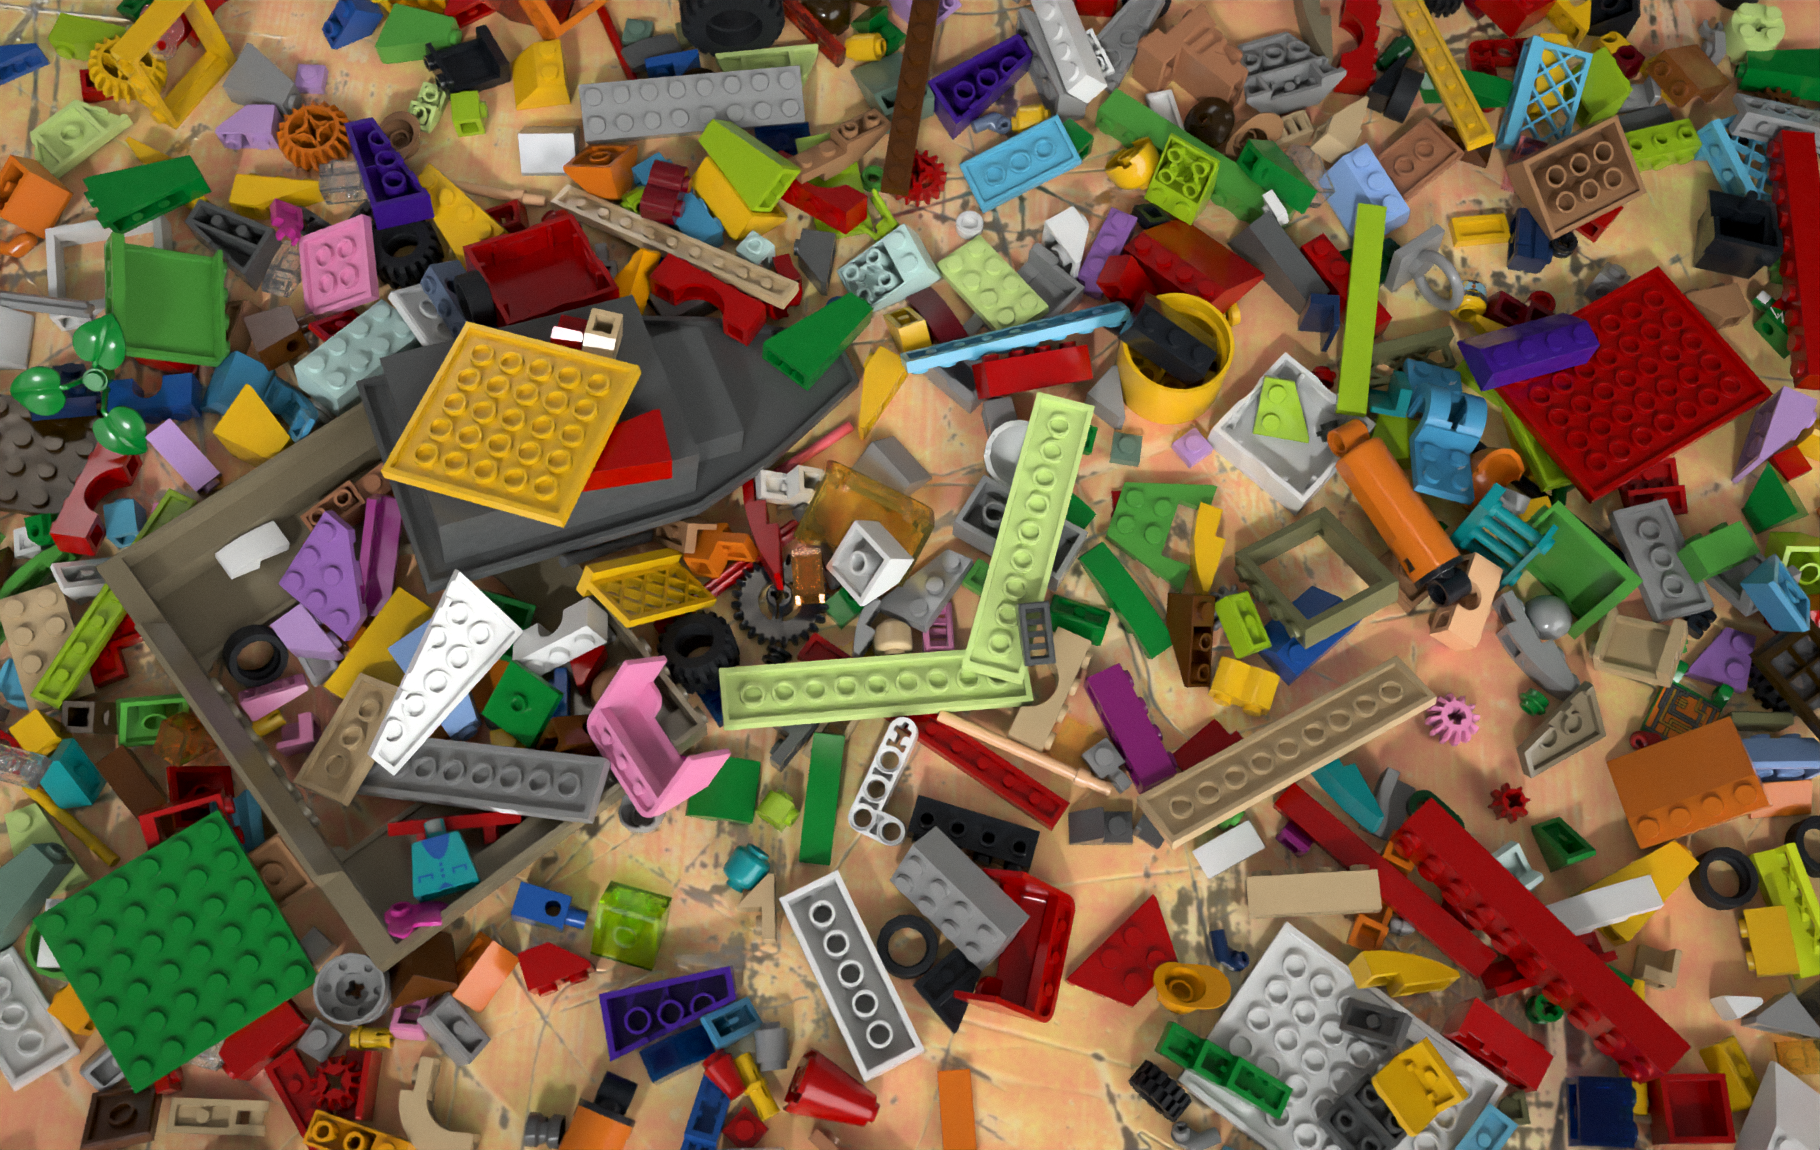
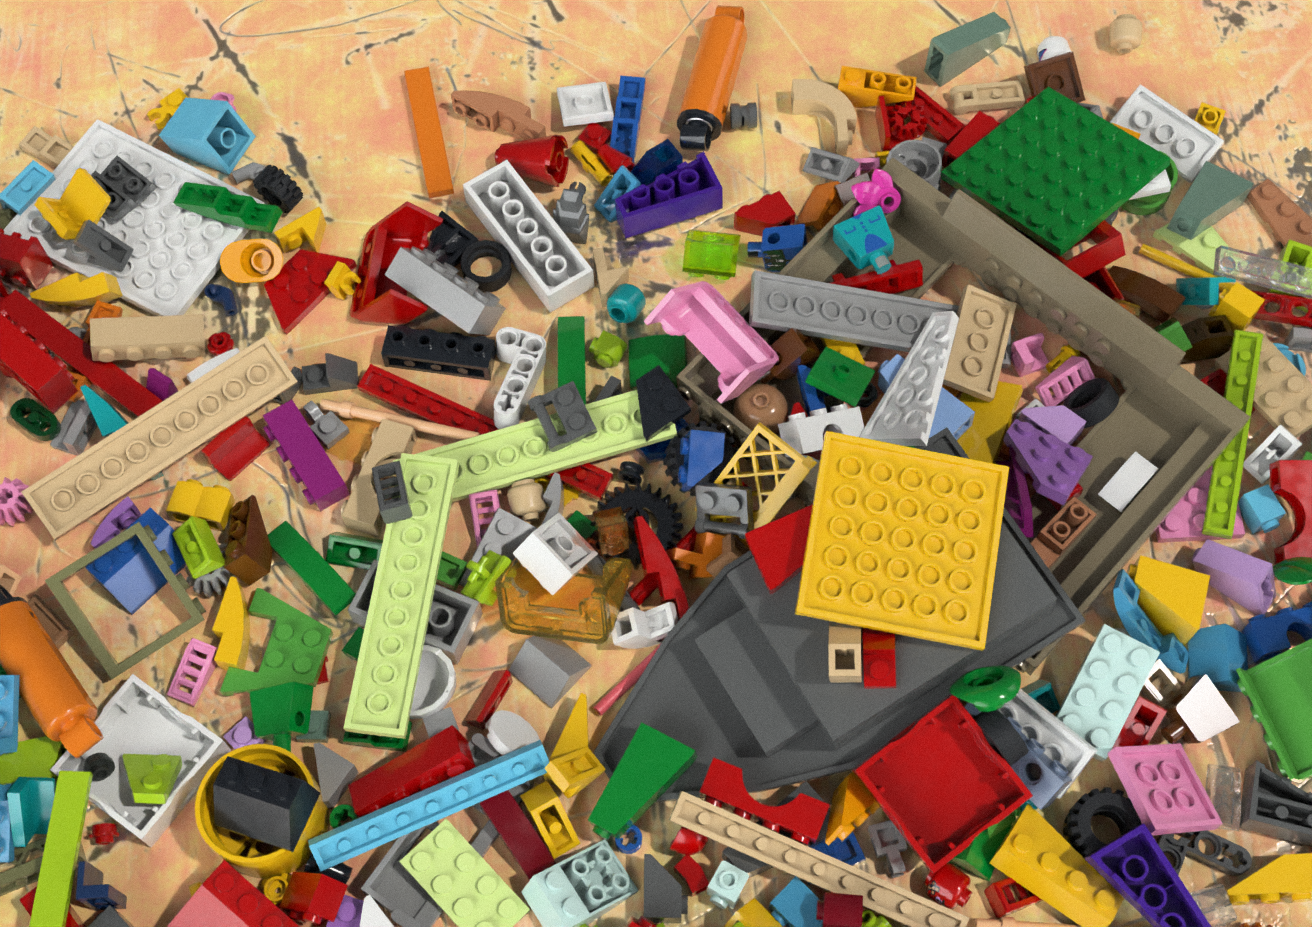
camera: 175 degrees right, 5 degrees down
(237, 330) = (1247, 735): medium nougat slope -> none
(288, 220) = (1241, 839): dark pink plate -> none
(470, 307) = (987, 687): none -> green hat
(685, 577) = (727, 501): none -> dark grey plate
(697, 626) = (702, 454): none -> blue slope
(731, 699) = (659, 402): none -> black wing
(771, 1046) = (587, 178): light grey brick -> none
(792, 990) = (572, 213): none -> dark grey connector
(831, 709) = (571, 413): none -> dark grey plate
(879, 347) = (574, 771): none -> yellow slope
(933, 400) = (509, 732): none -> white tile
(944, 551) = (483, 577): none -> lime hips
(954, 448) = (489, 699): none -> red slope
(1084, 947) = (341, 281): none -> yellow tile
(1104, 354) = (341, 813): none -> green bush
(1120, 1032) = (306, 228): none -> yellow slope
(1156, 452) = (282, 712): none -> green torso
(1222, 894) = (215, 338): none -> red plate
(1235, 533) = (190, 657): none -> bright pink slope
(1336, 669) = (119, 518): none -> medium lavender slope

